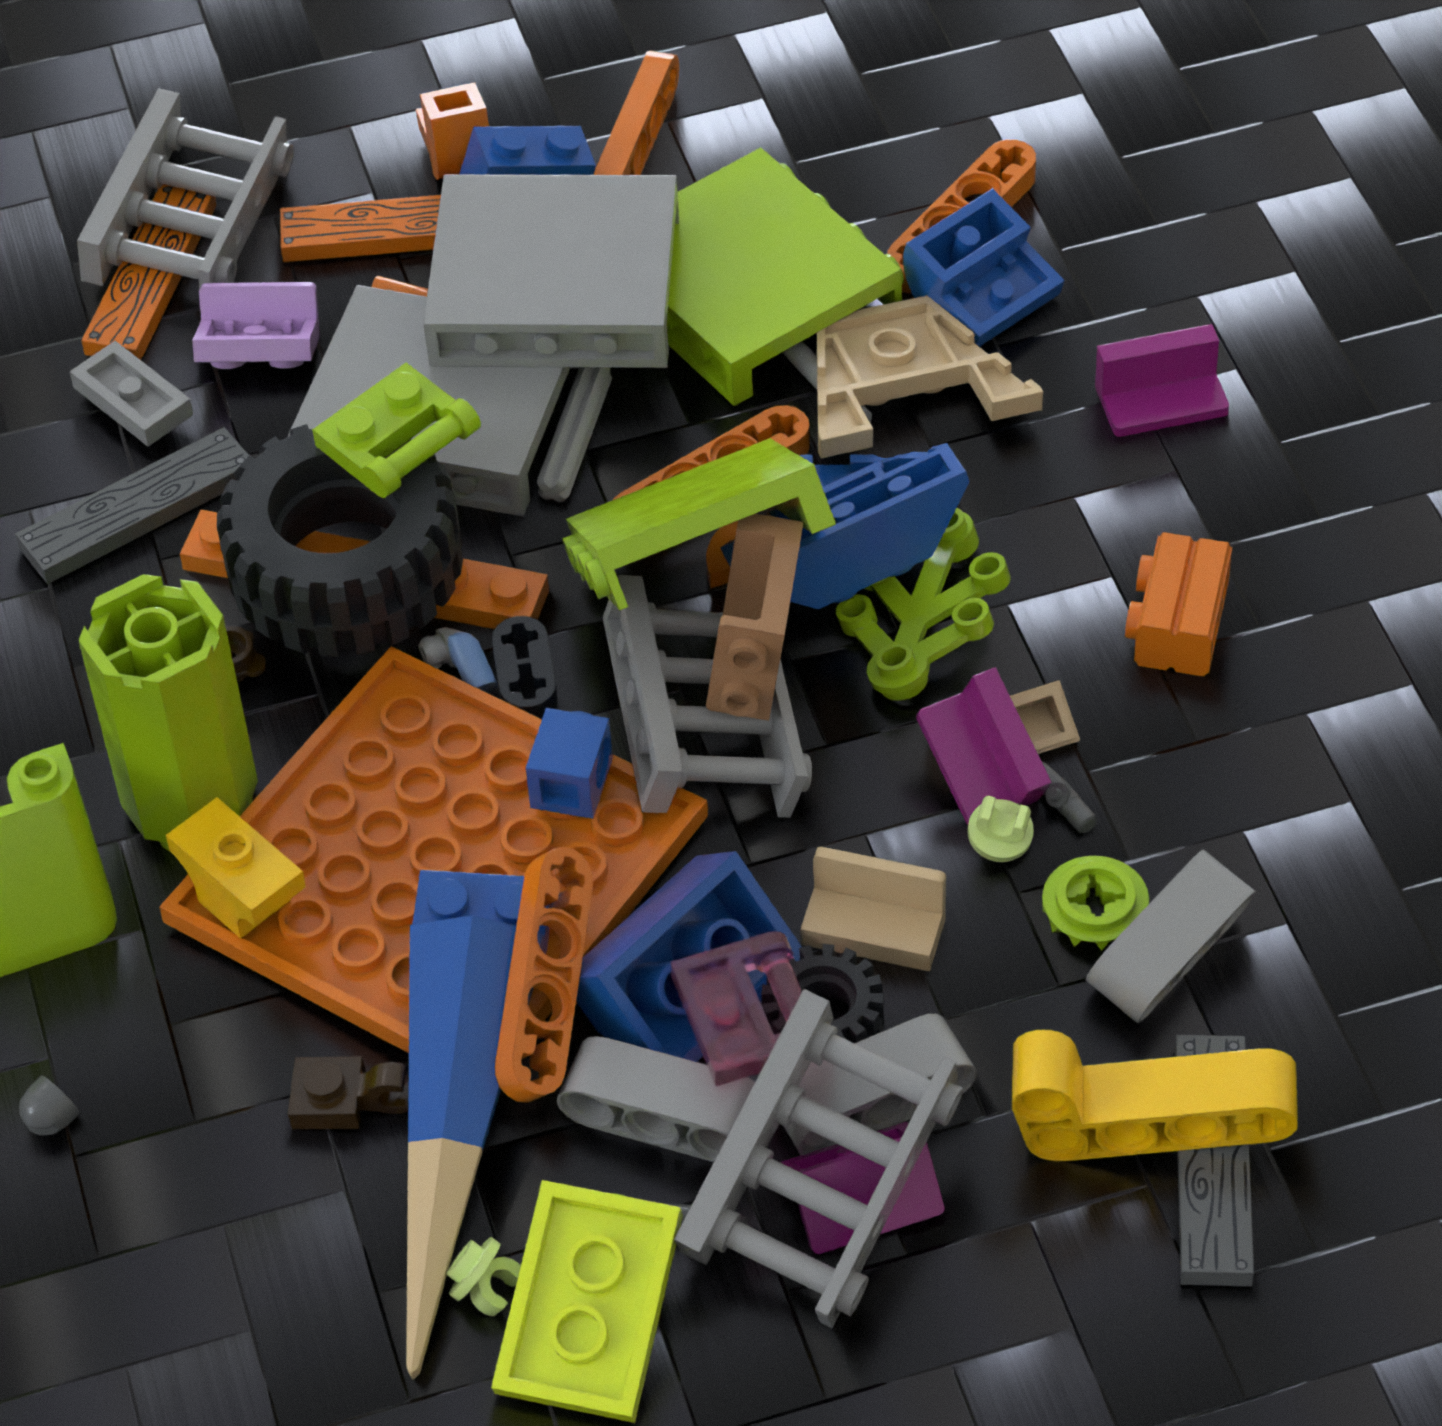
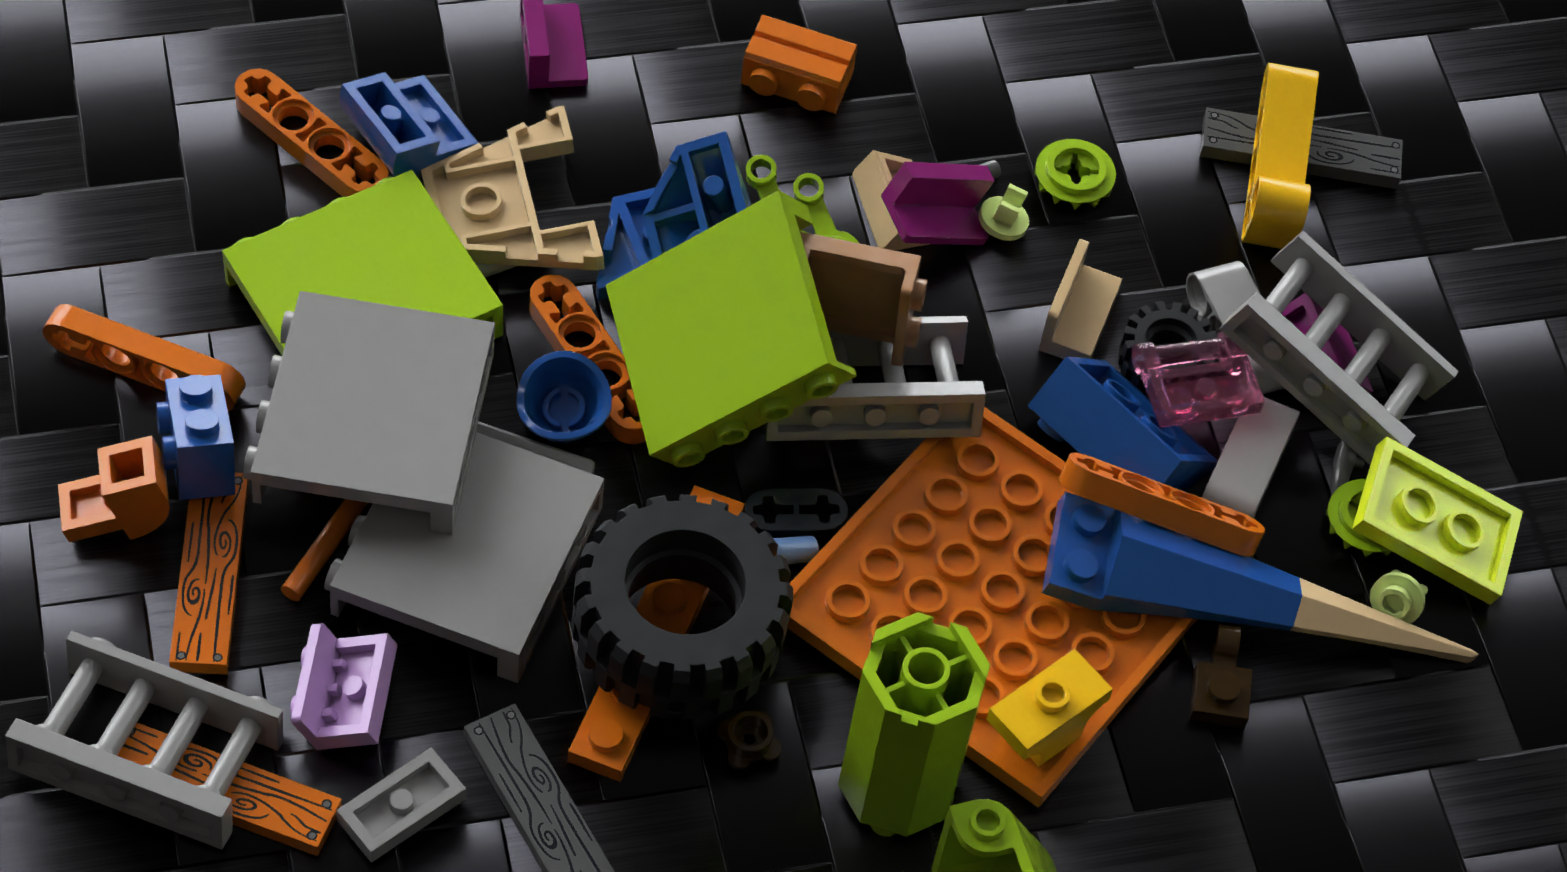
camera: 95 degrees left, 5 degrees up
(388, 417) = (607, 530): lime plate -> none
(569, 762) = (940, 469): blue brick -> none
(623, 440) = (563, 397): none -> blue helmet
(1170, 936) = (1122, 126): light grey beam -> none

